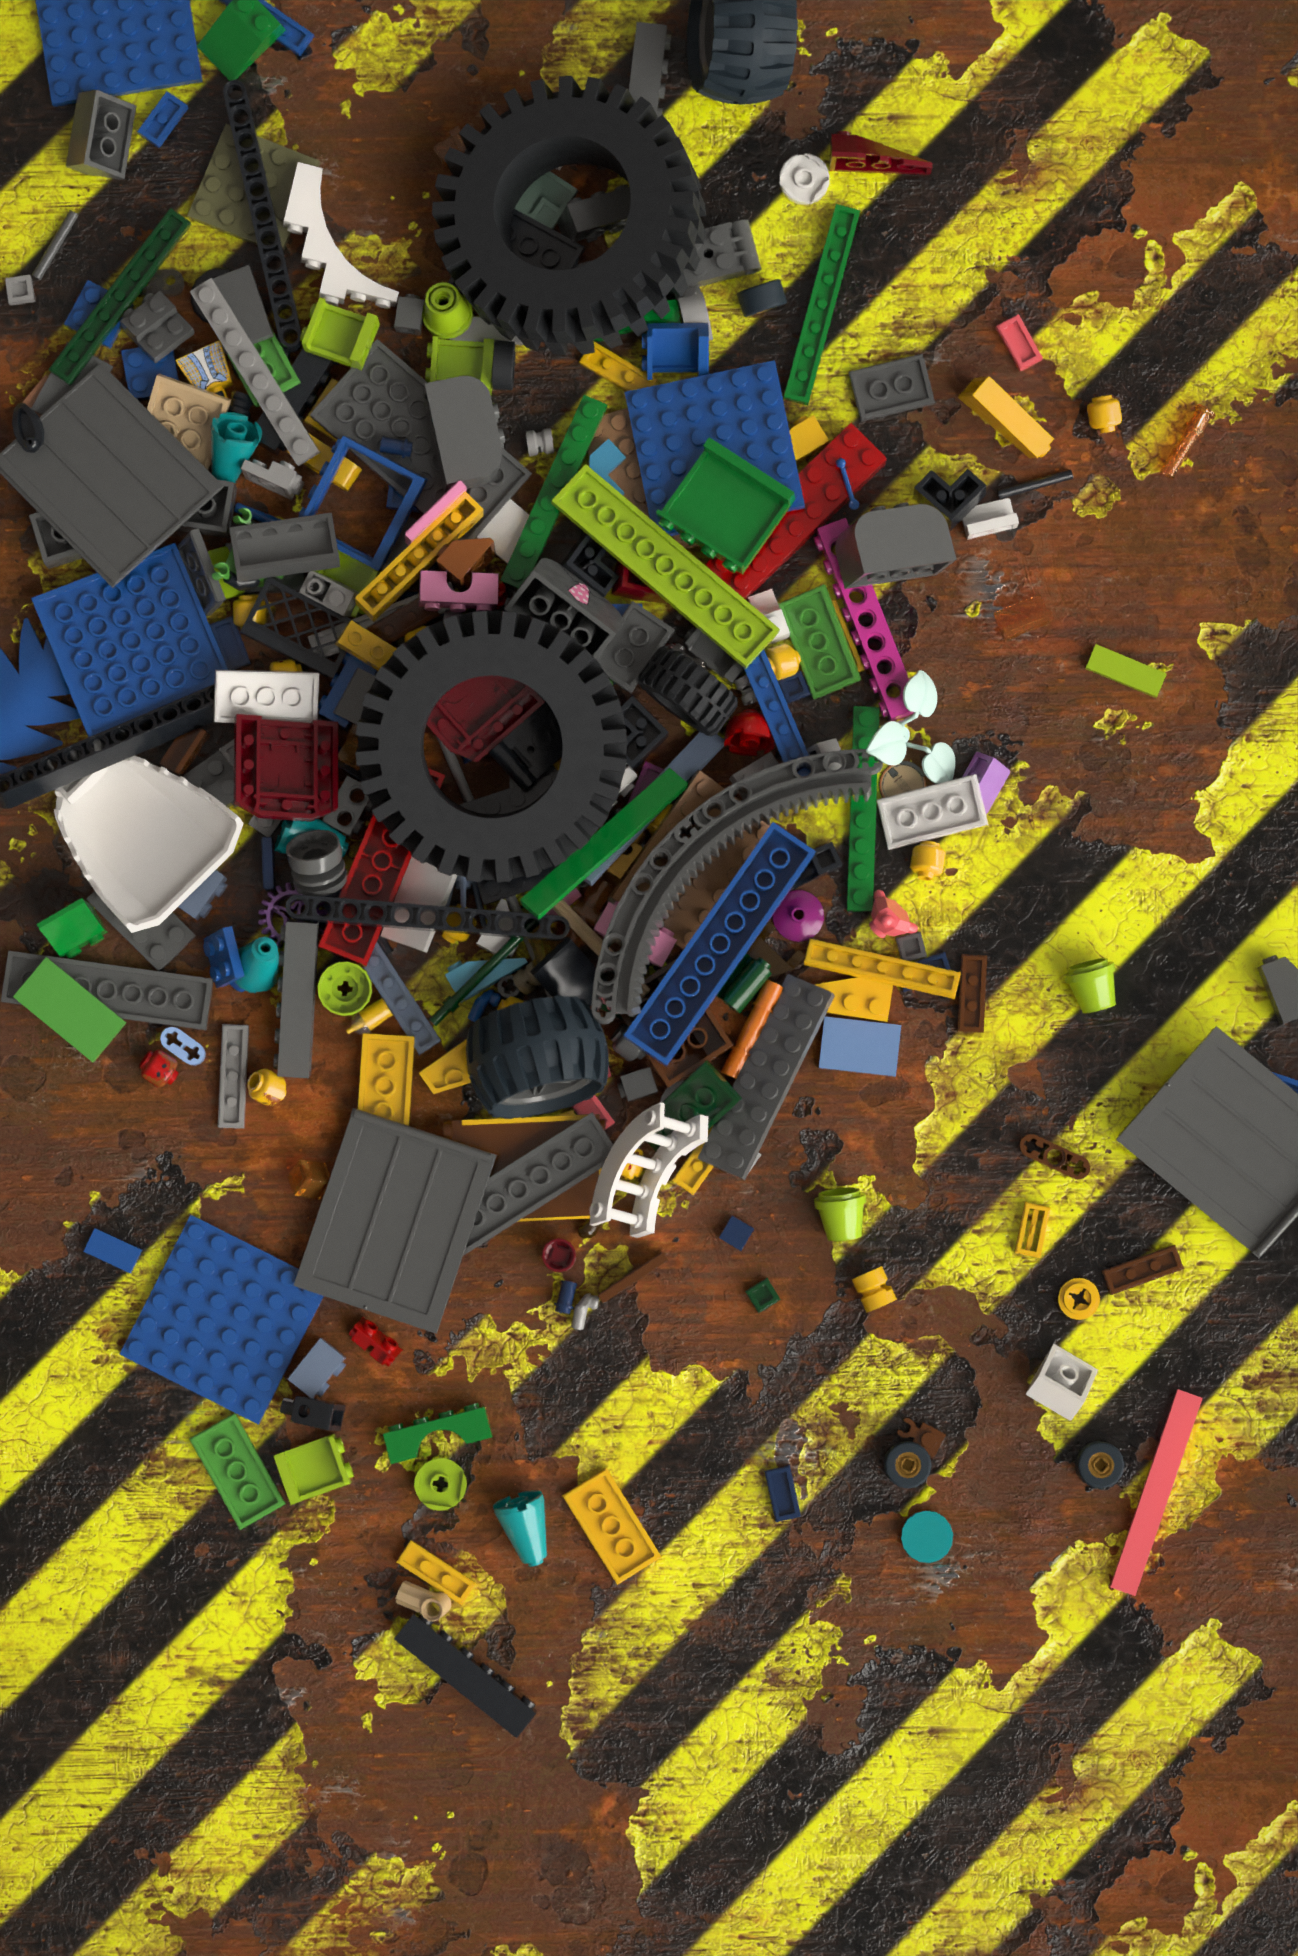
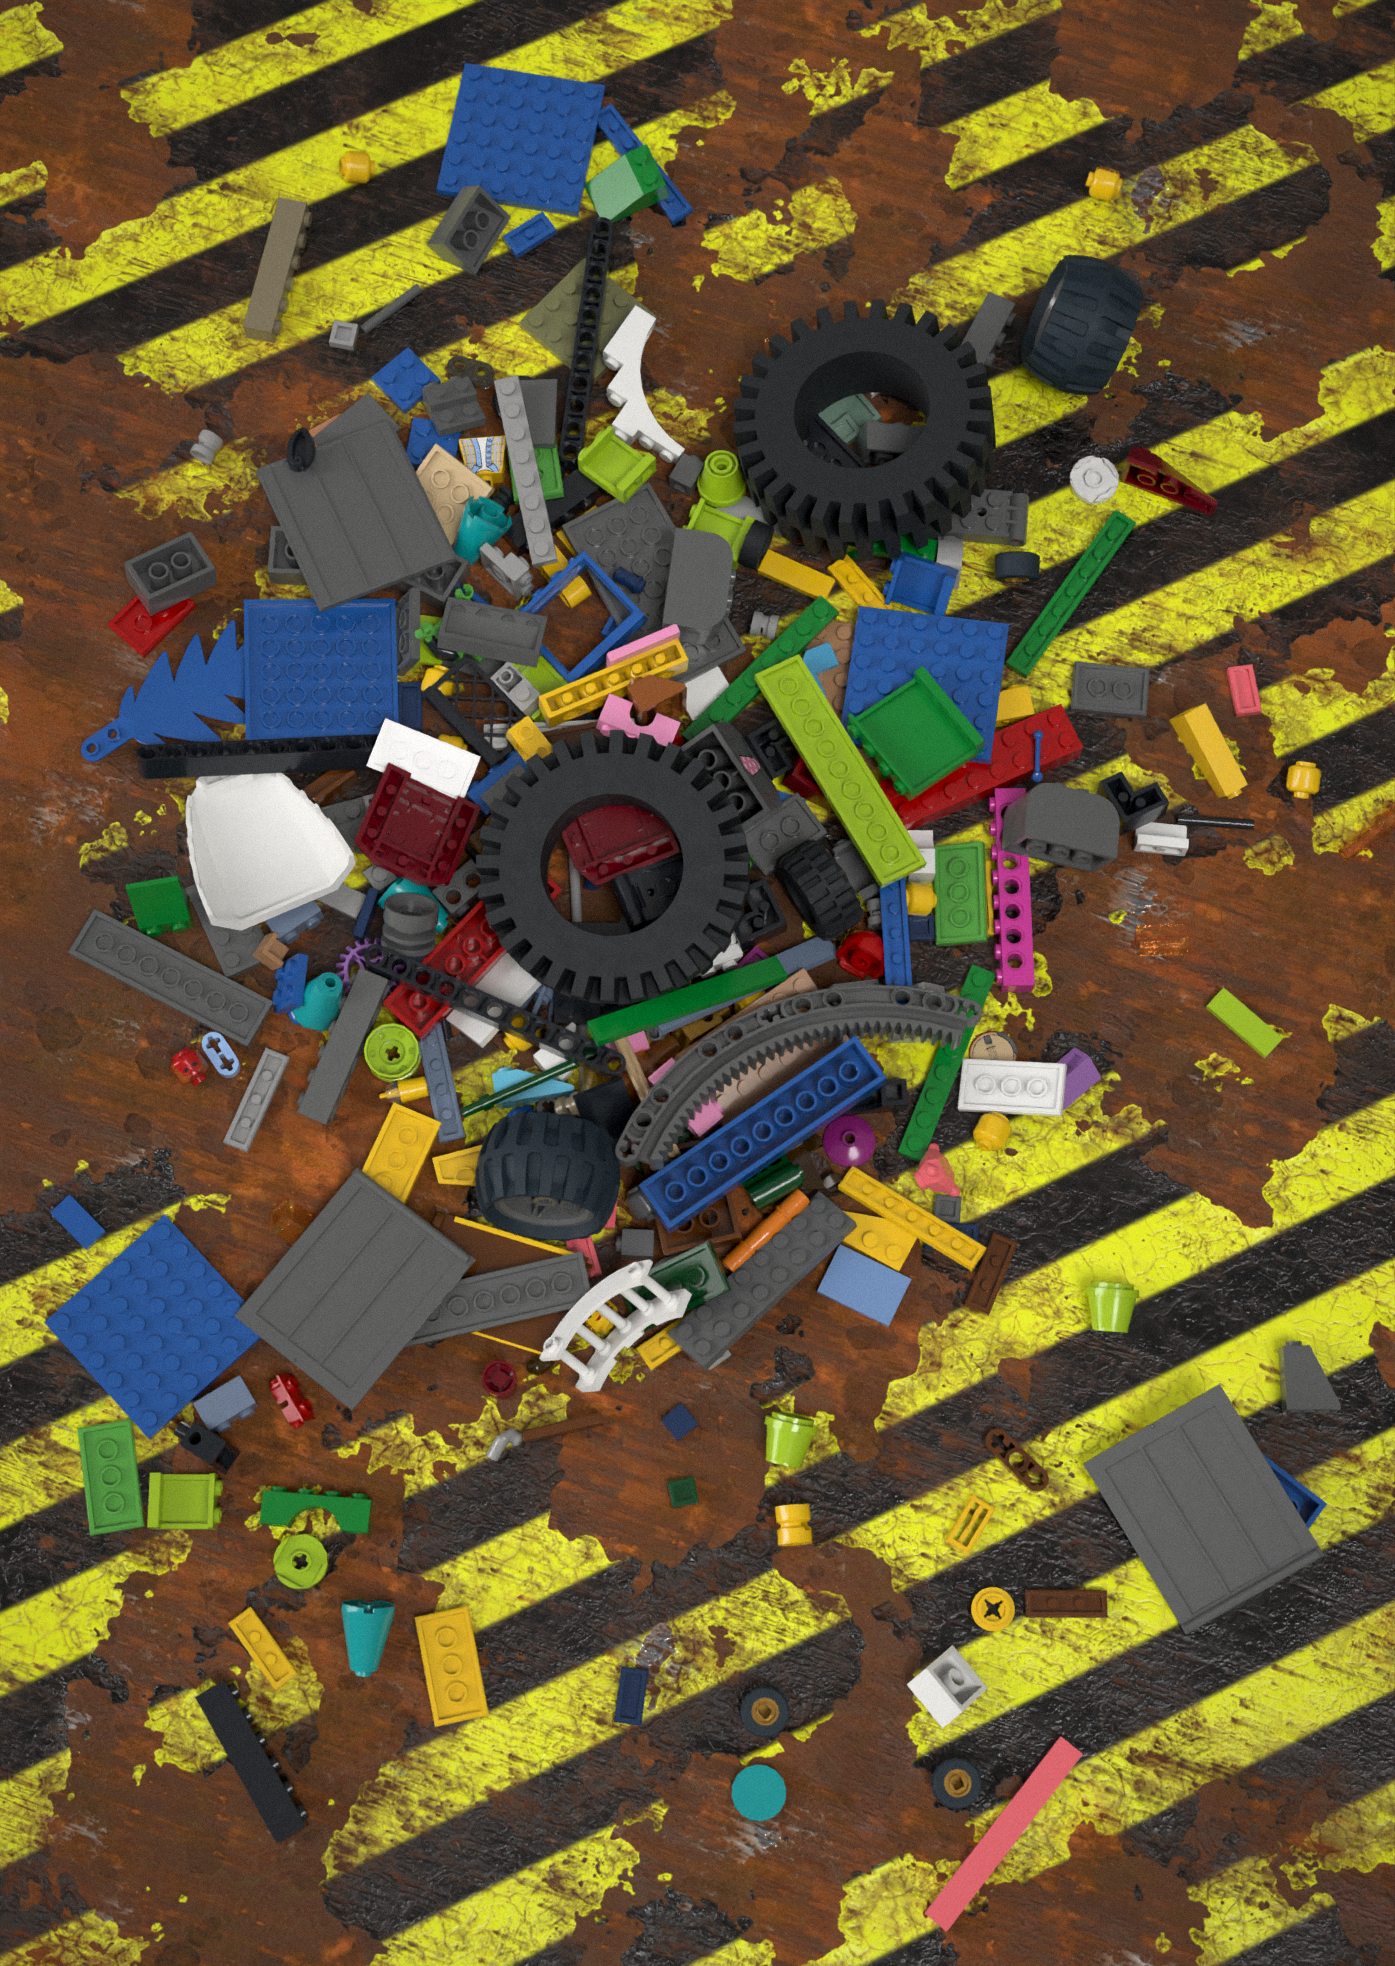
camera: 20 degrees right, 10 degrees down
(69, 1009) = (128, 982): bright green tile -> none
(120, 296) = (430, 369): dark green tile -> none
(192, 932) = (271, 951): none -> medium nougat panel
(245, 856) = (344, 901): none -> light grey tile
(266, 1087) = (283, 1119): yellow head -> none
(421, 1601) = (237, 1671): tan piece -> none
(552, 380) = (795, 575): none -> yellow tile
(565, 1297) = (491, 1424): dark blue pin -> none
(892, 738) = (997, 1002): light aqua plant -> none
(925, 1436) = (793, 1690): reddish brown plate -> none

